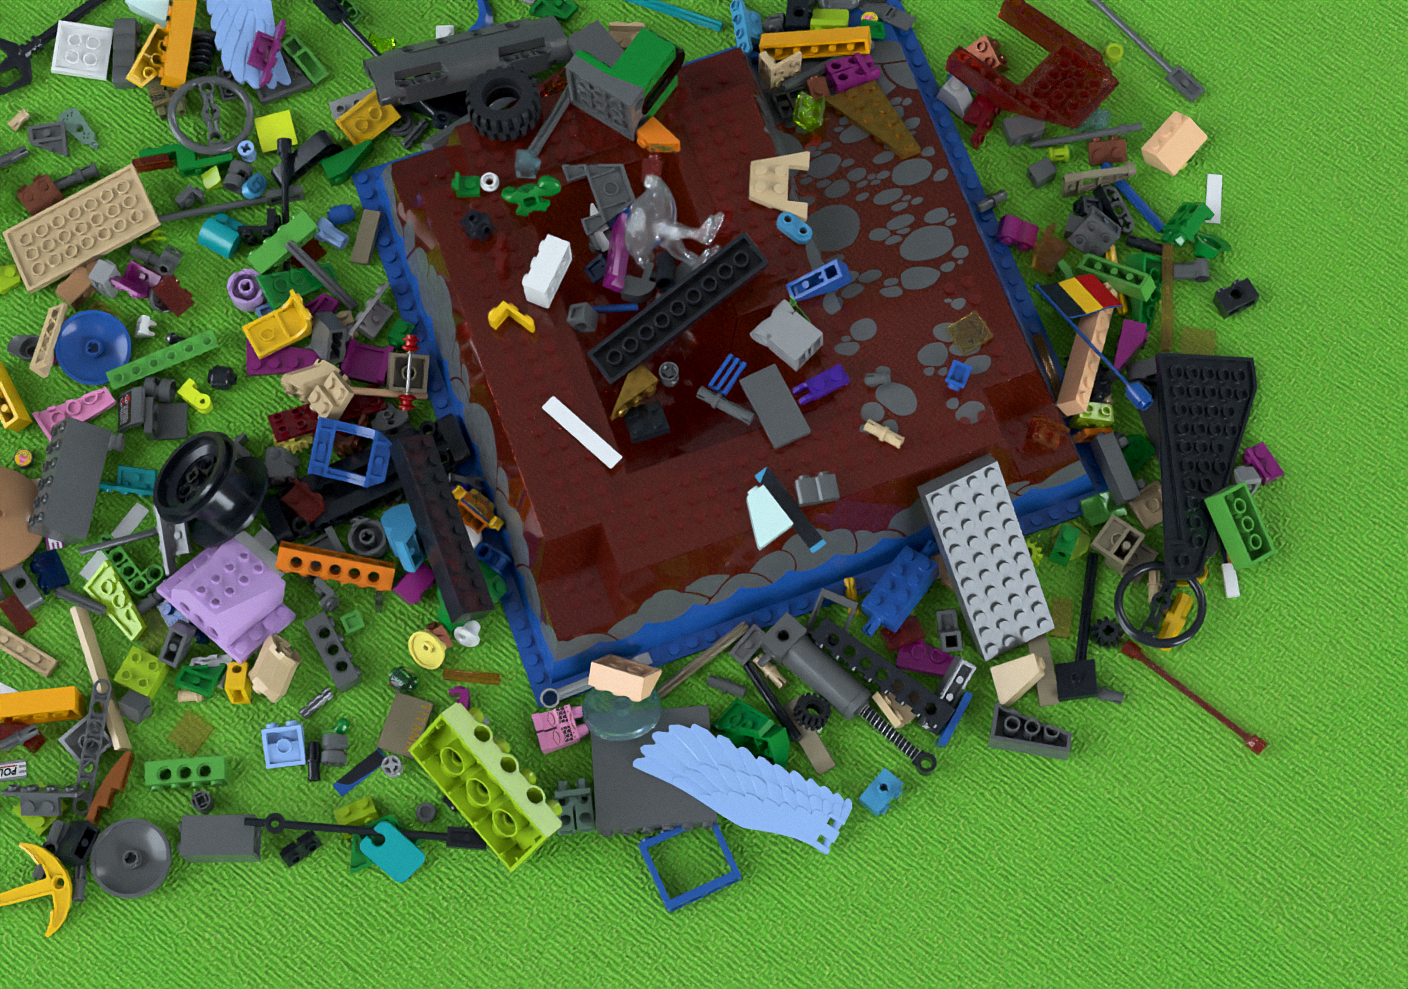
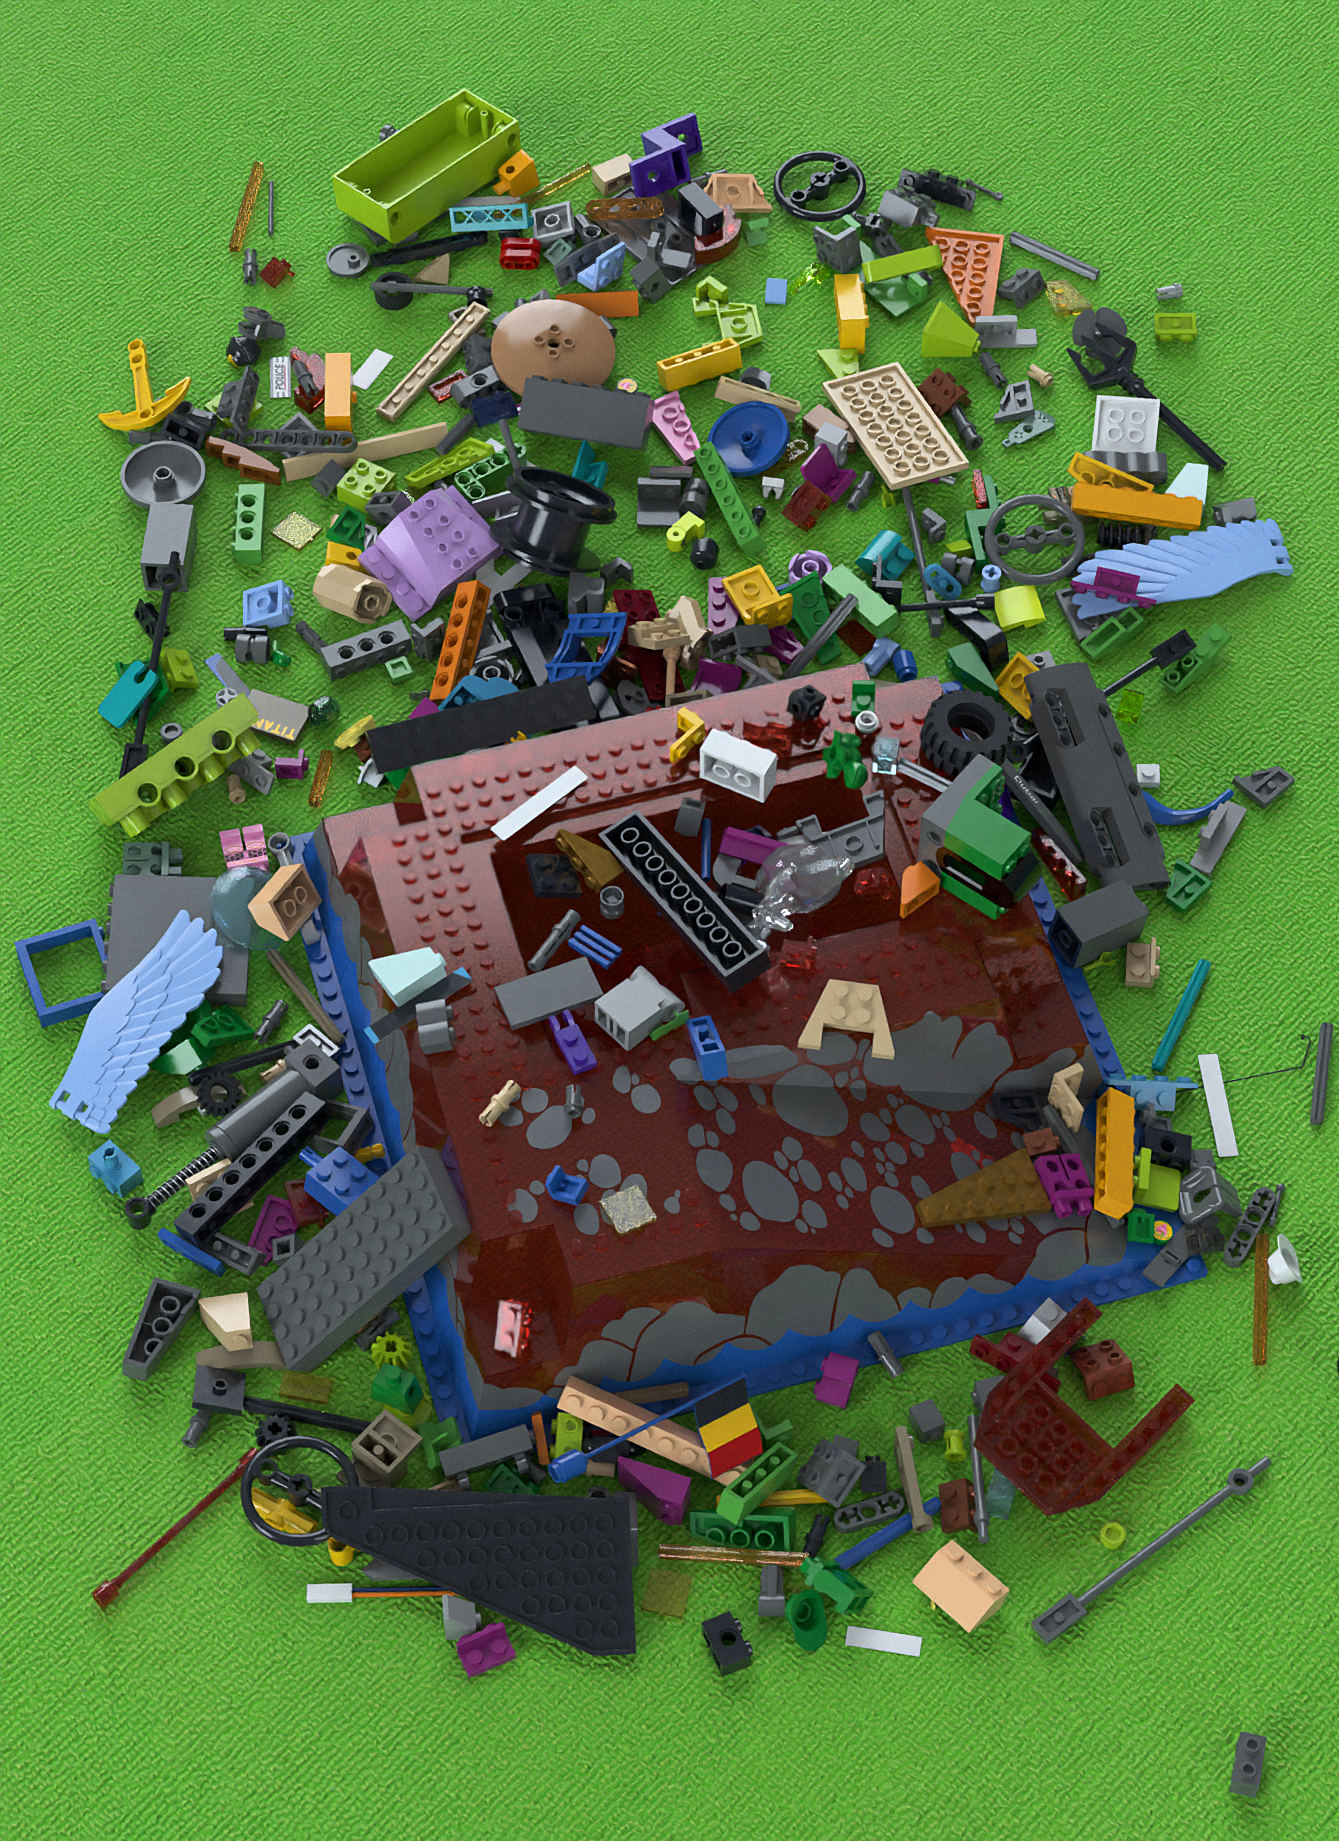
camera: 90 degrees right, 15 degrees down
(116, 442) = (636, 461): light grey wheel -> none
(168, 261) = (852, 504): dark grey bracket -> none
(204, 805) = (215, 537): dark grey wheel -> none
(304, 501) = (538, 615): clear red bracket -> none
(793, 228) = (787, 1028): dark azure plate -> none
(808, 111) = (1002, 1121): clear neon green bracket -> none
(1048, 251) = (811, 1415): clear orange bracket -> none
(1240, 525) = (389, 1592): bright green brick -> none

